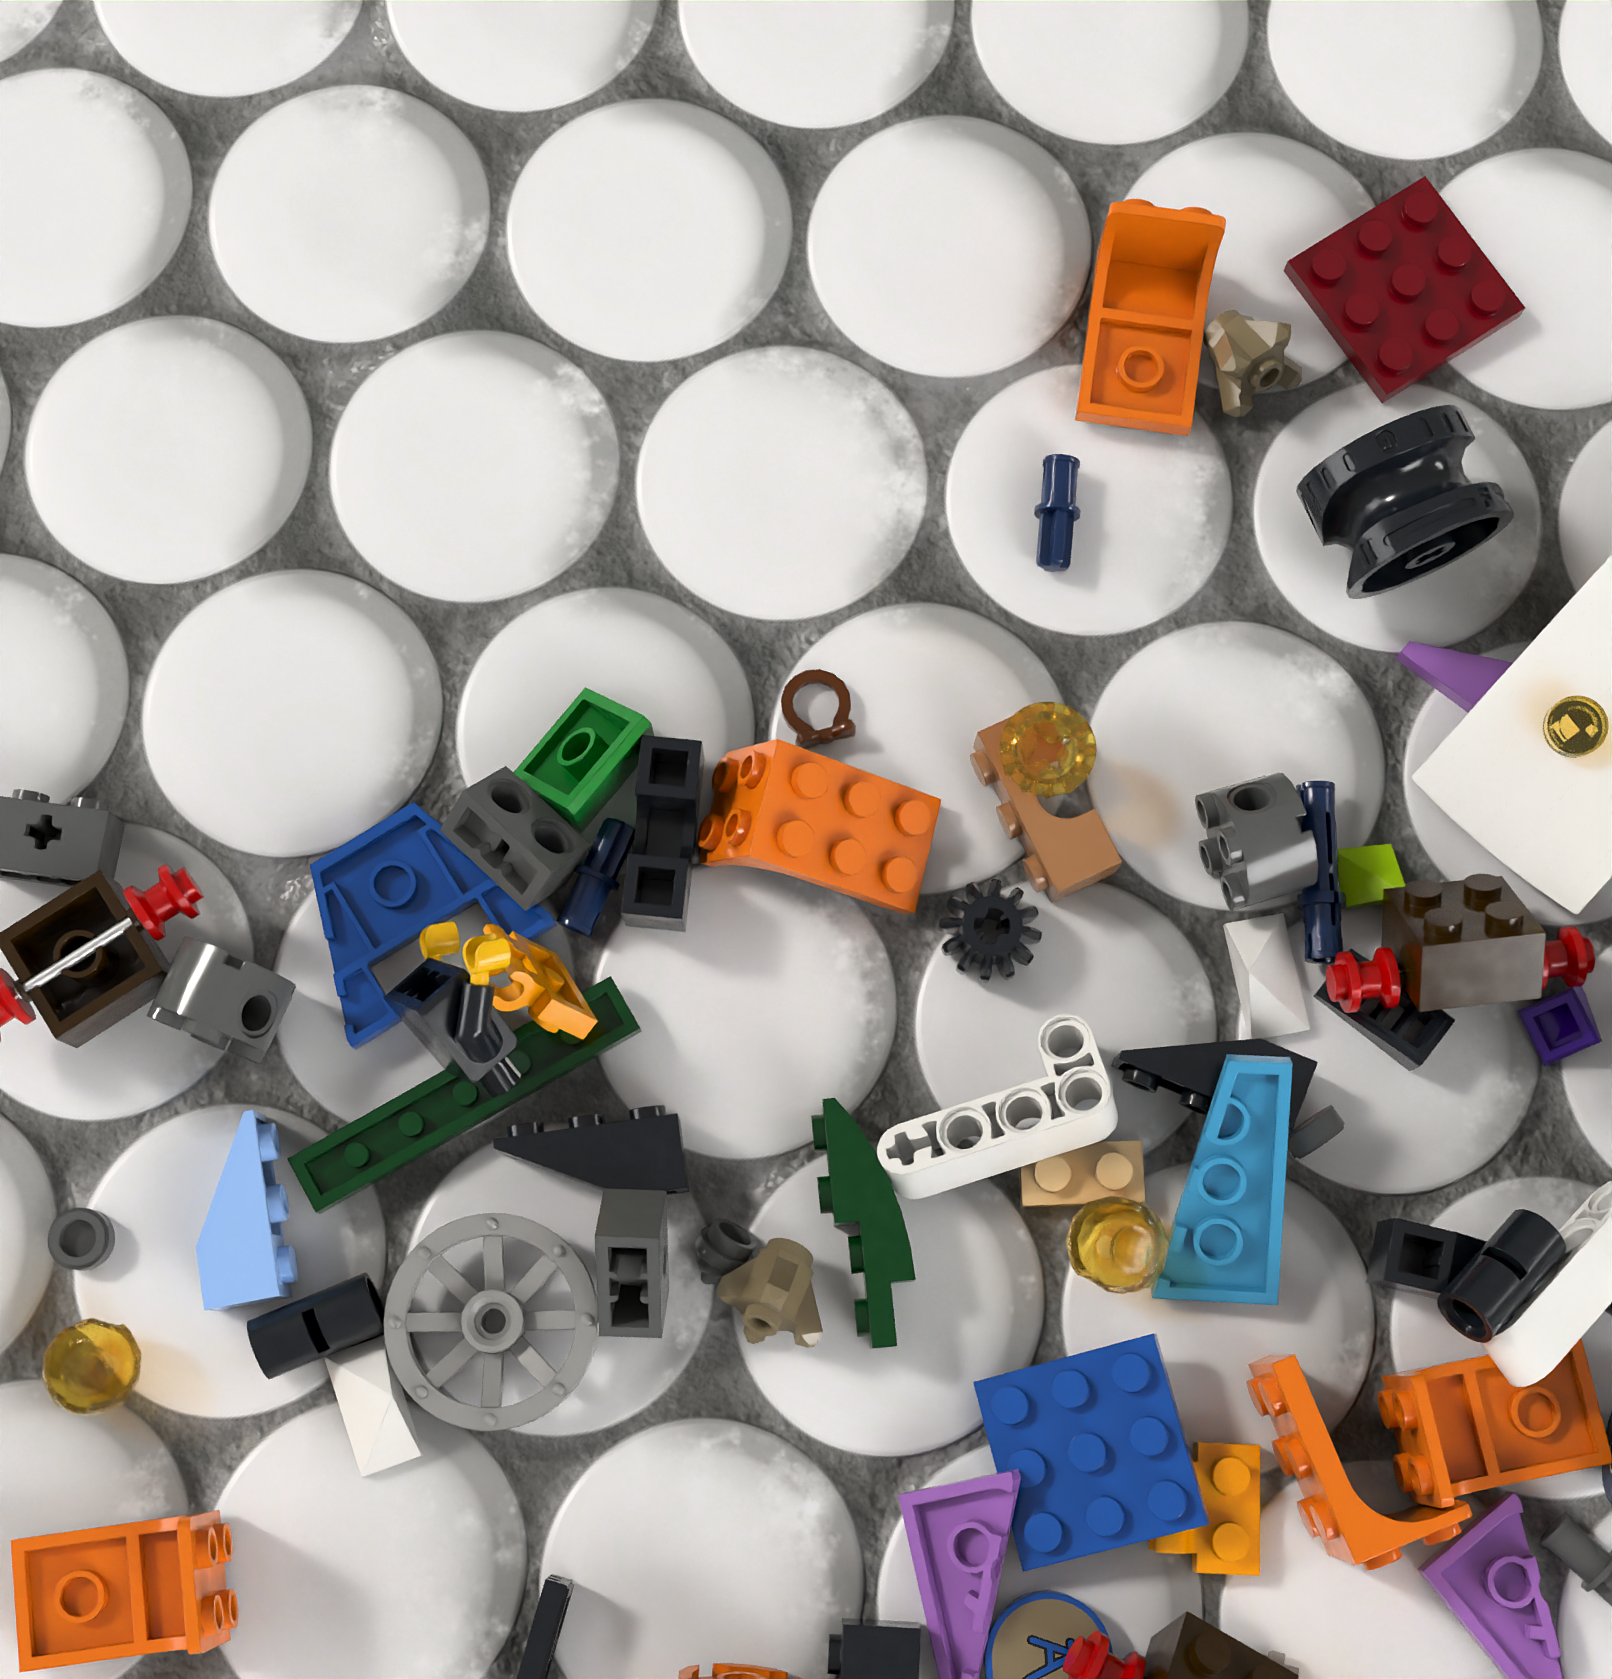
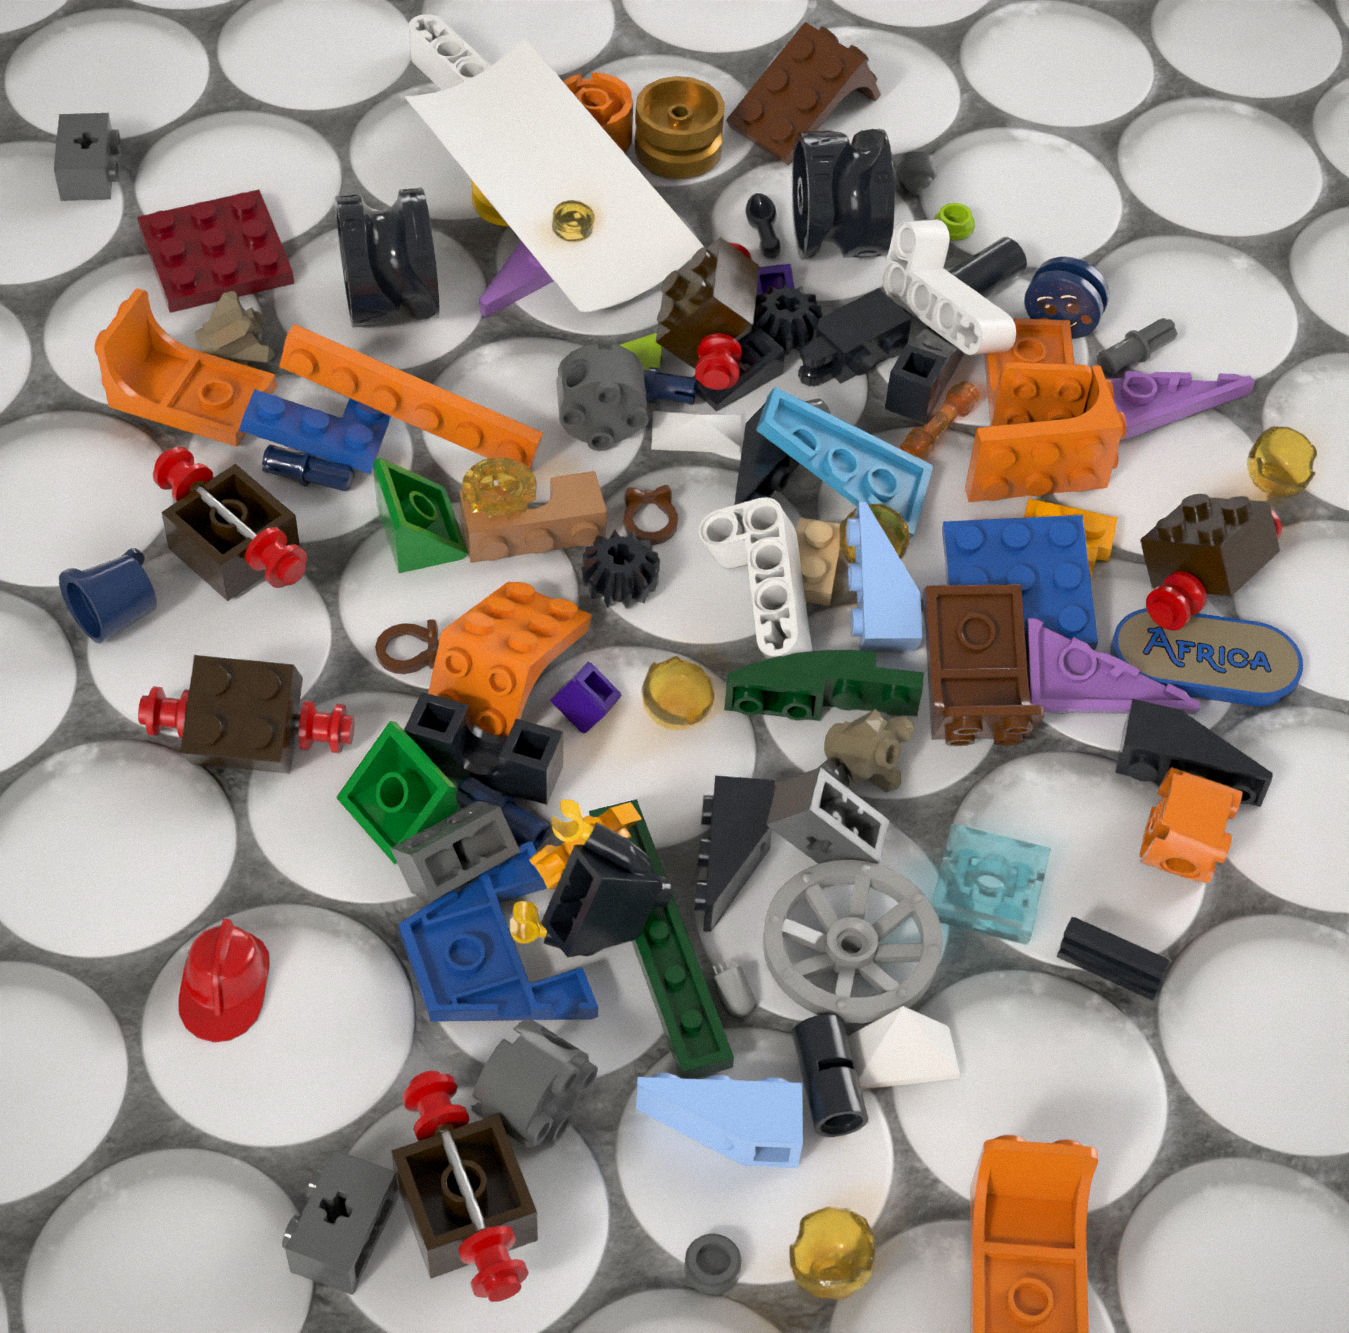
camera: 80 degrees left, 25 degrees down
(323, 640) = (223, 983): none -> red piece
(421, 1195) = (734, 990): none -> light grey piece
(587, 1513) = (1000, 911): none -> clear light blue brick
(644, 555) = (244, 715): none -> dark brown brick
(787, 935) = (586, 697): none -> dark purple slope
(788, 351) = (108, 595): none -> dark blue hat
(805, 1043) = (677, 694): none -> clear yellow hair
(915, 449) = (227, 526): none -> dark brown brick
(921, 1418) = (978, 665): none -> reddish brown bracket
(1007, 661) = (416, 518): none -> green slope
(1016, 1278) = (886, 594): none -> light blue slope
(1098, 535) = (344, 440): none -> blue plate
(1121, 925) = (662, 497): none -> reddish brown piece
(1172, 578) = (407, 397): none -> orange plate
(1419, 1324) = (958, 401): none -> clear orange bar
(1482, 1156) = (855, 339): none -> black hinge
(1501, 1275) = (941, 324): black pin -> none
(1511, 77) = (86, 156): none -> dark grey brick
(1515, 1061) = (787, 316): none -> black gear

